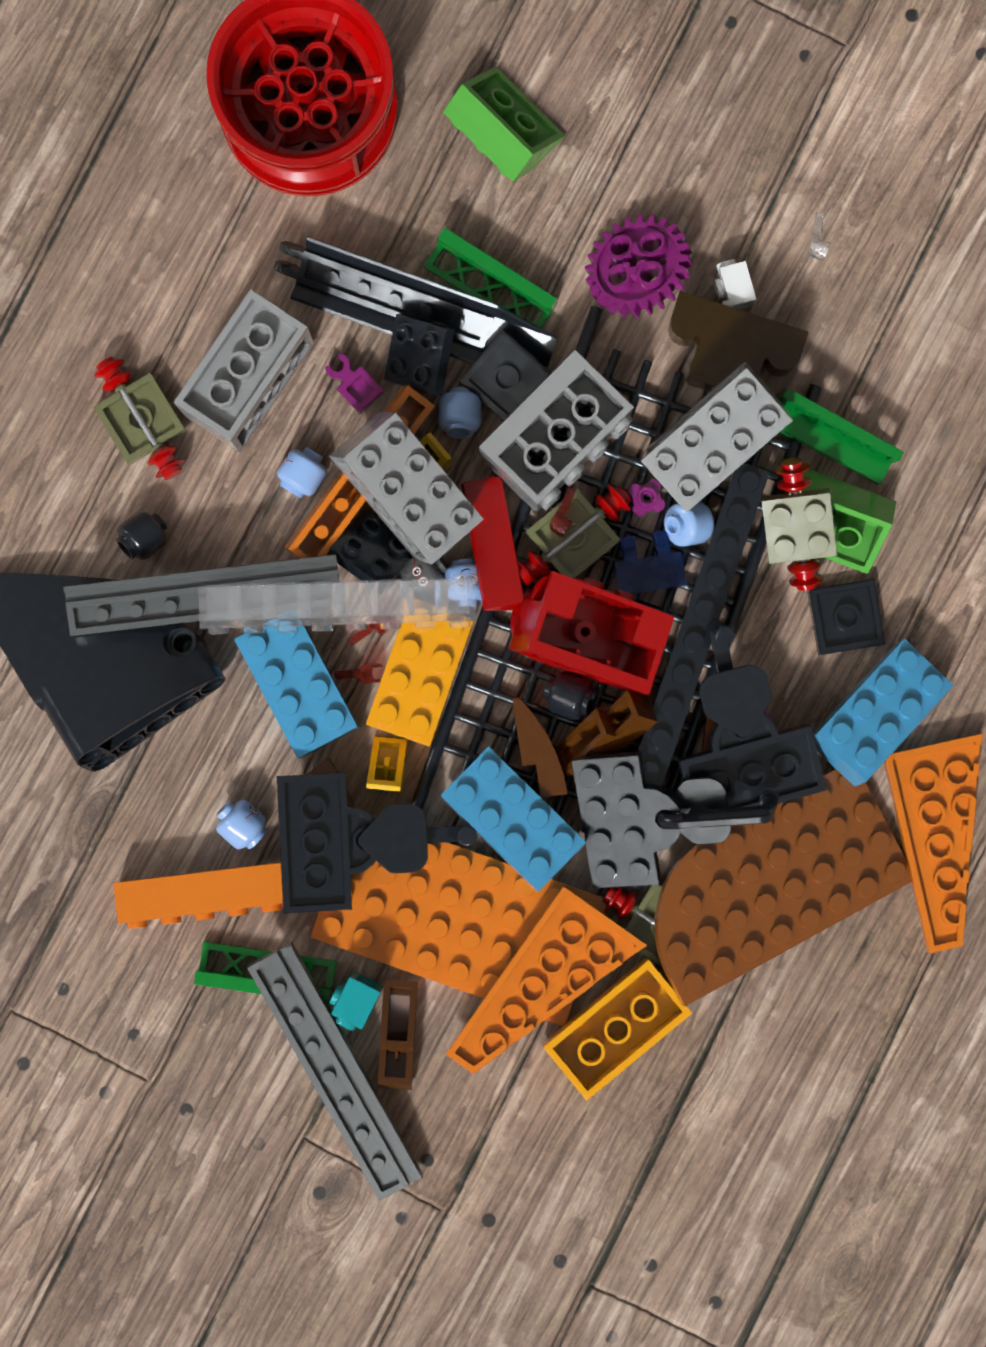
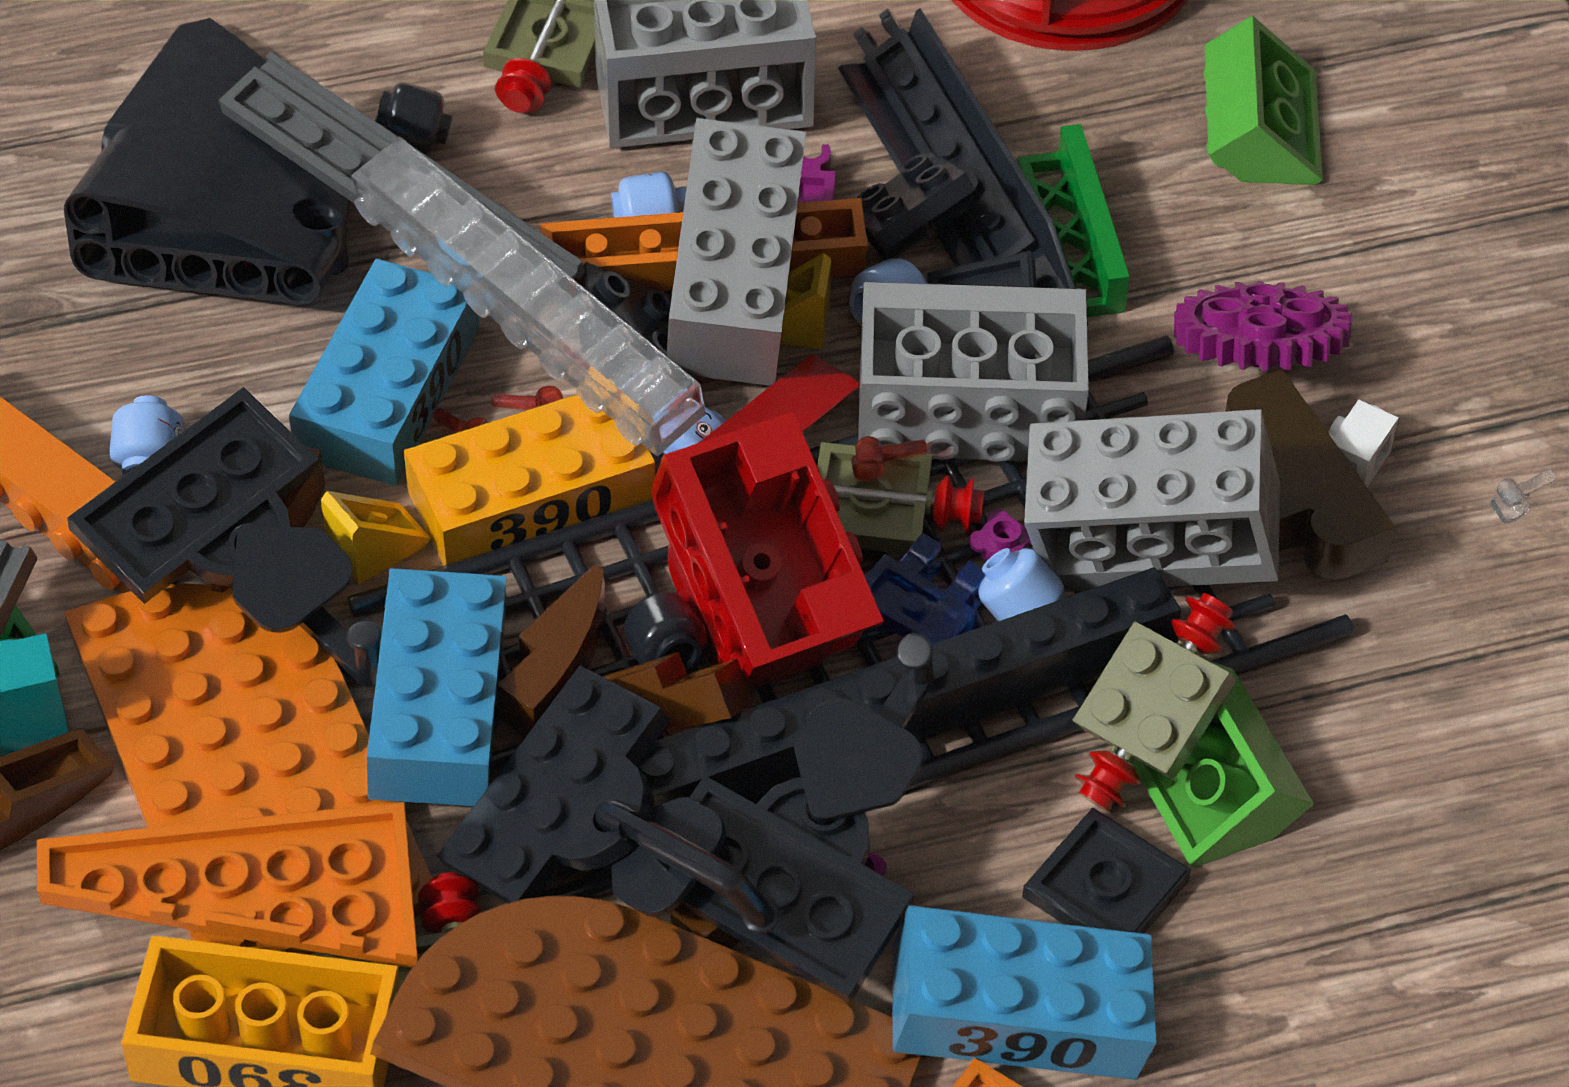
camera: 45 degrees right, 35 degrees down
(837, 438) = (1310, 674): green fence -> none

